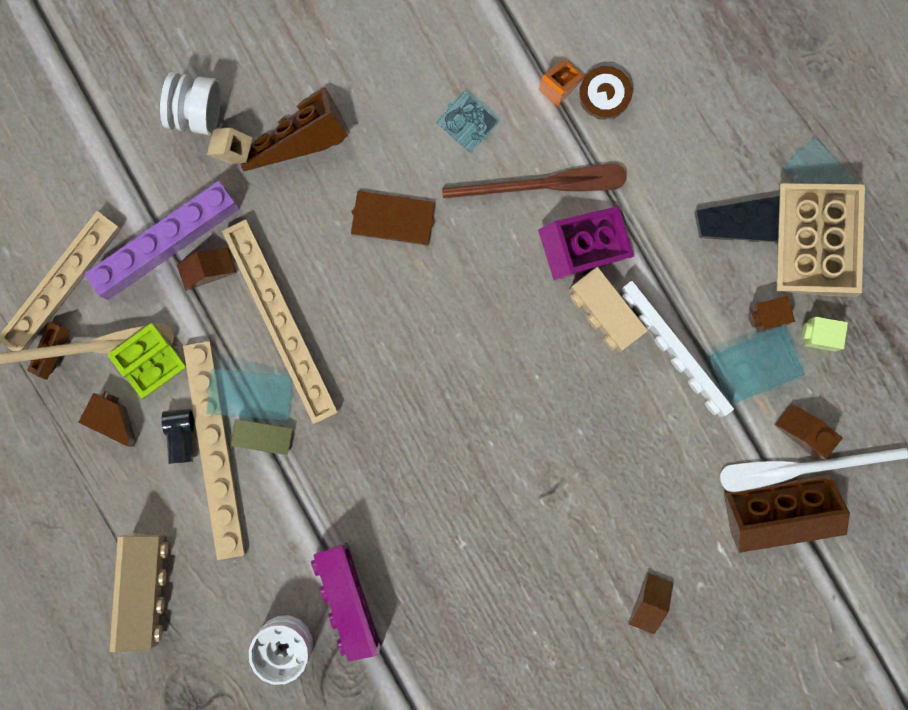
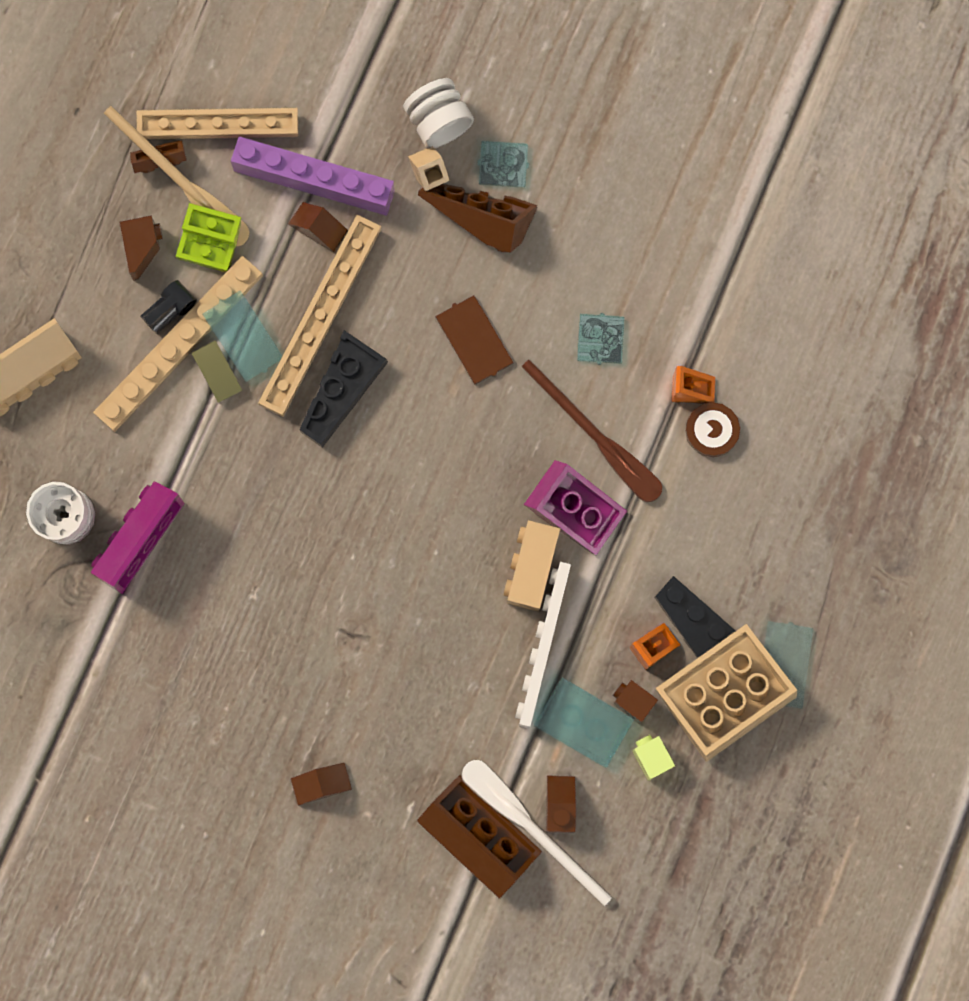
camera: 50 degrees right, 5 degrees down
(270, 88) = (503, 164): none -> clear light blue piece
(348, 341) = (347, 379): none -> black wing
(740, 267) = (654, 646): none -> orange slope

